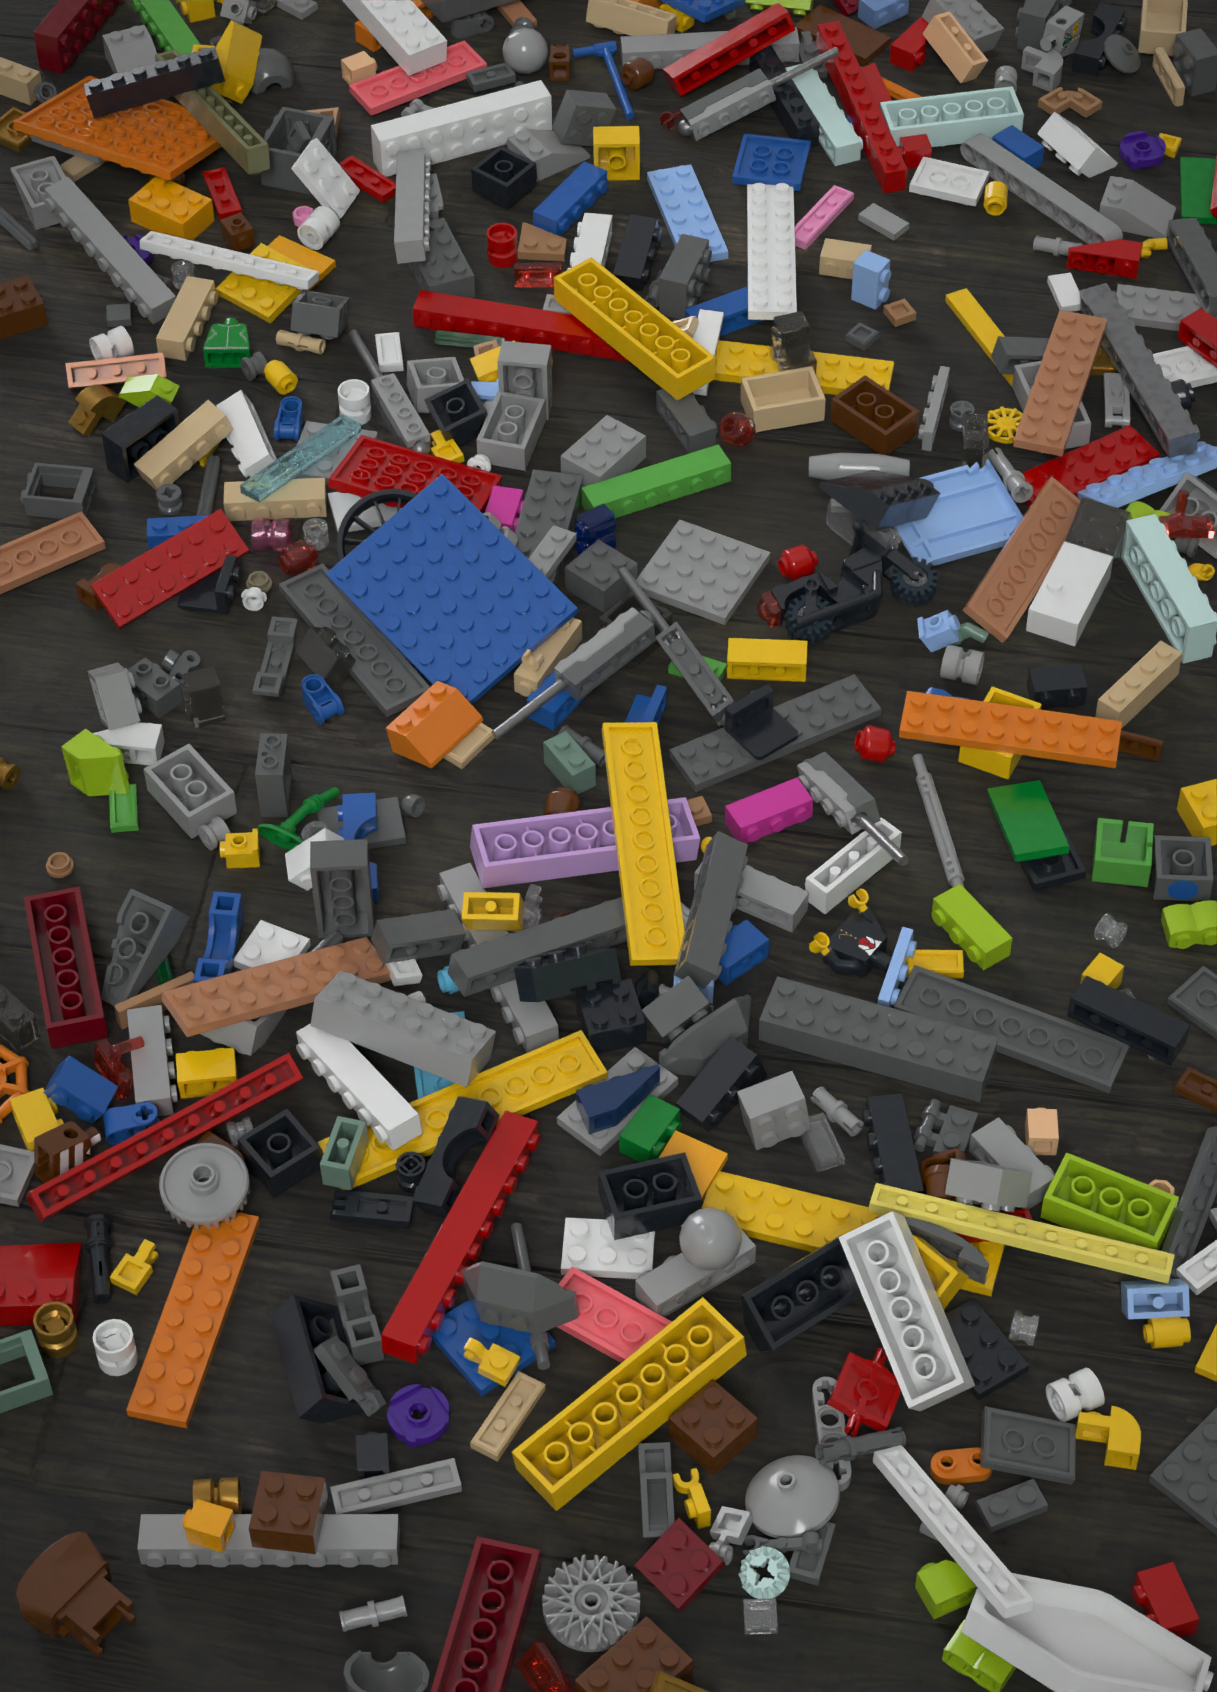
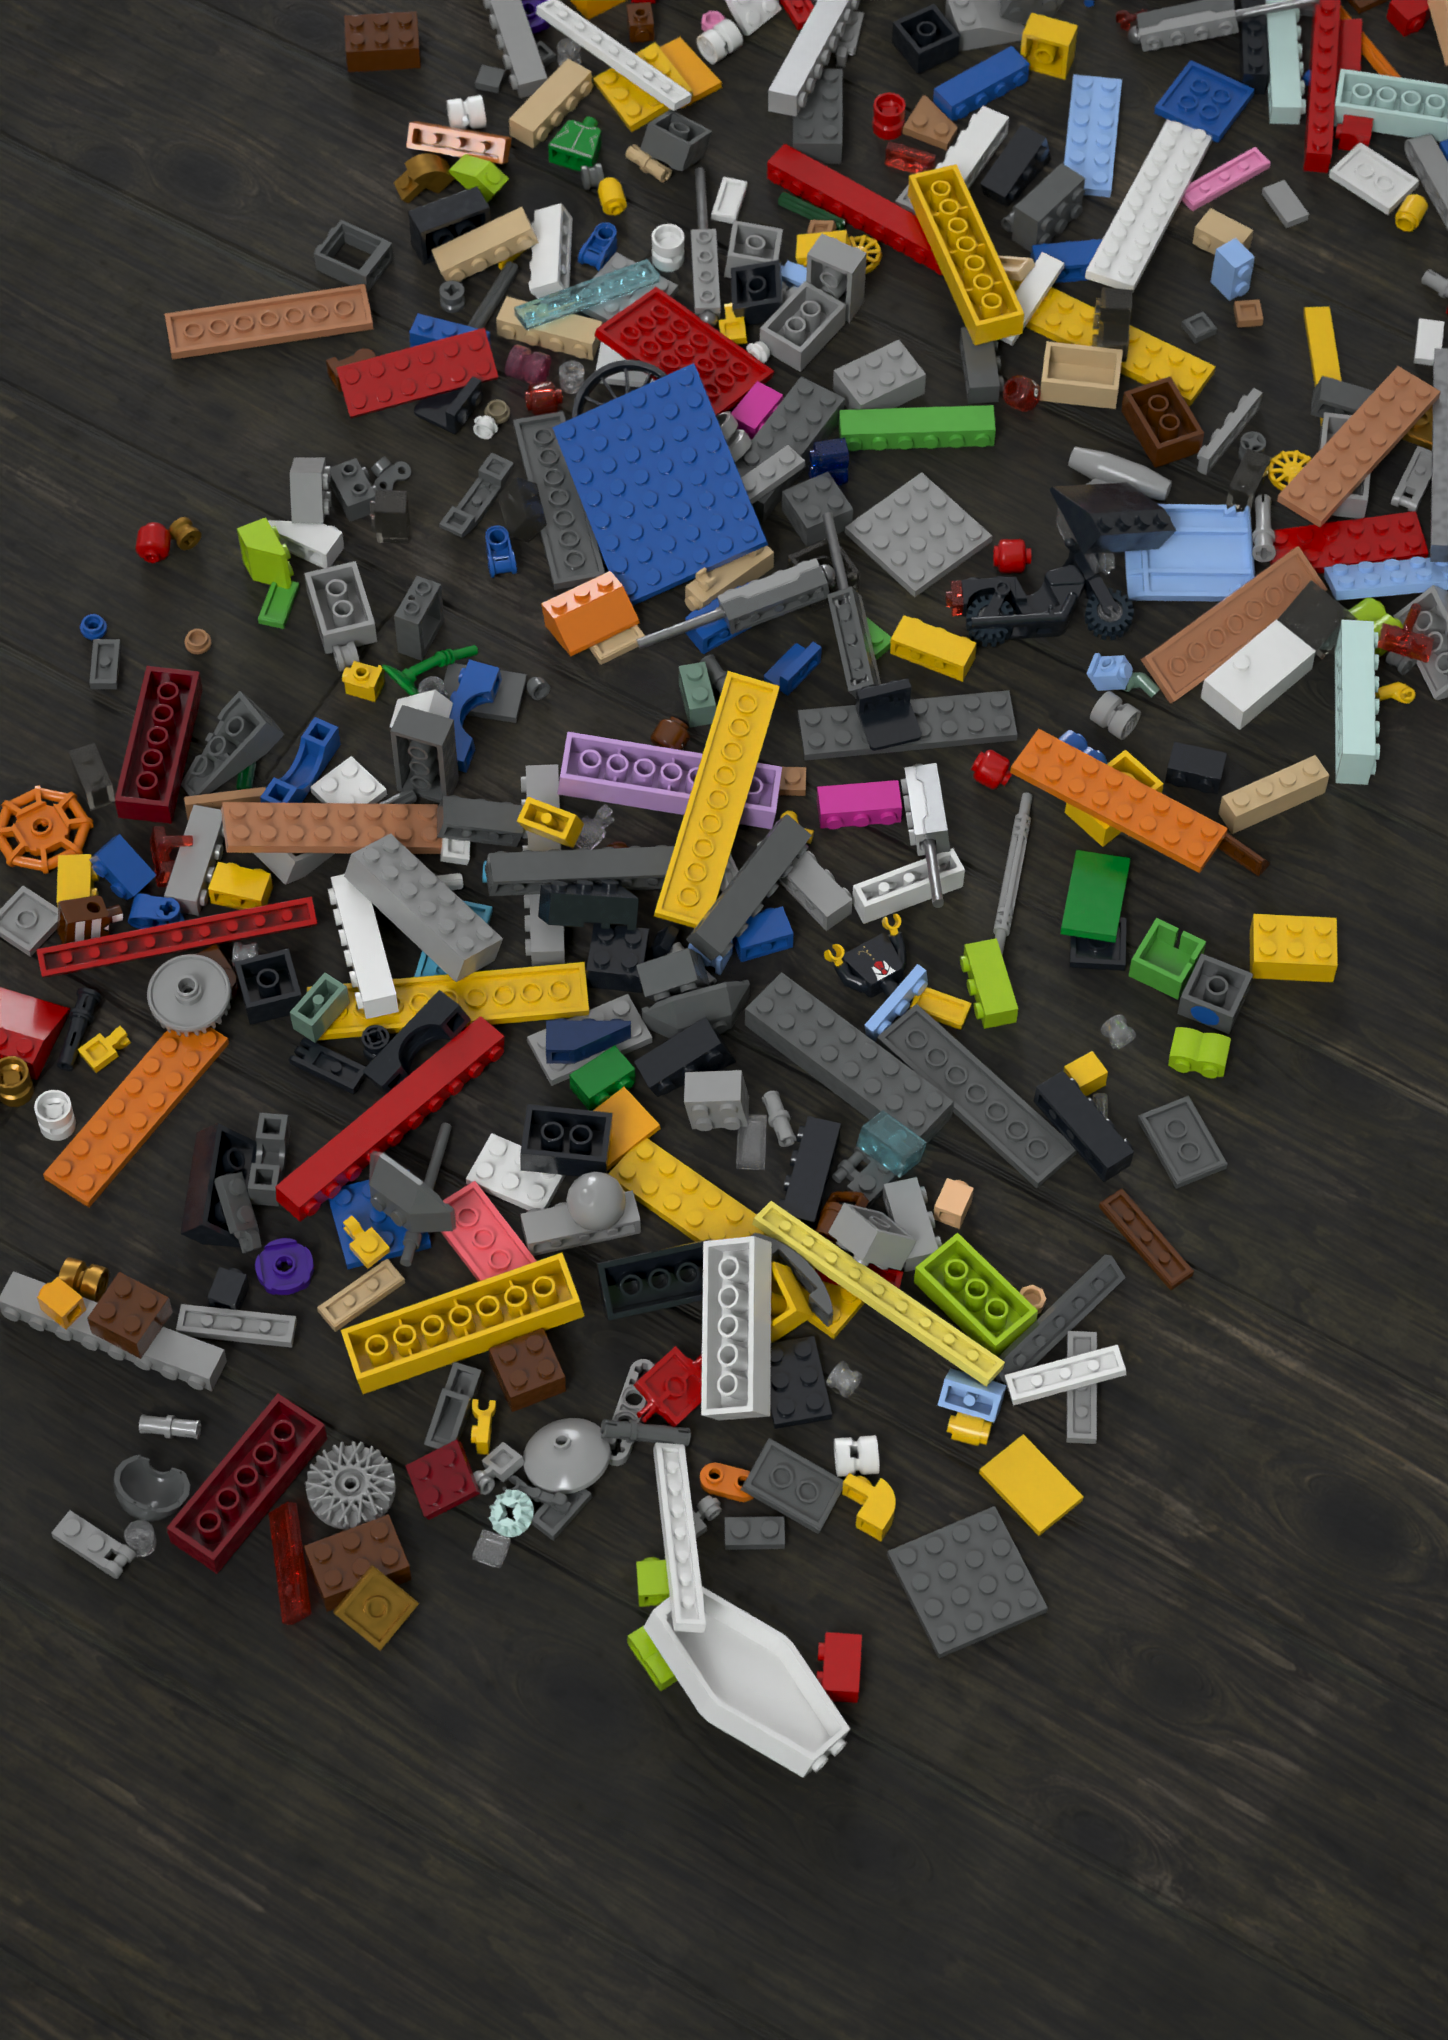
camera: 20 degrees right, 10 degrees up
(959, 1095) = (891, 1143): none -> clear light blue brick

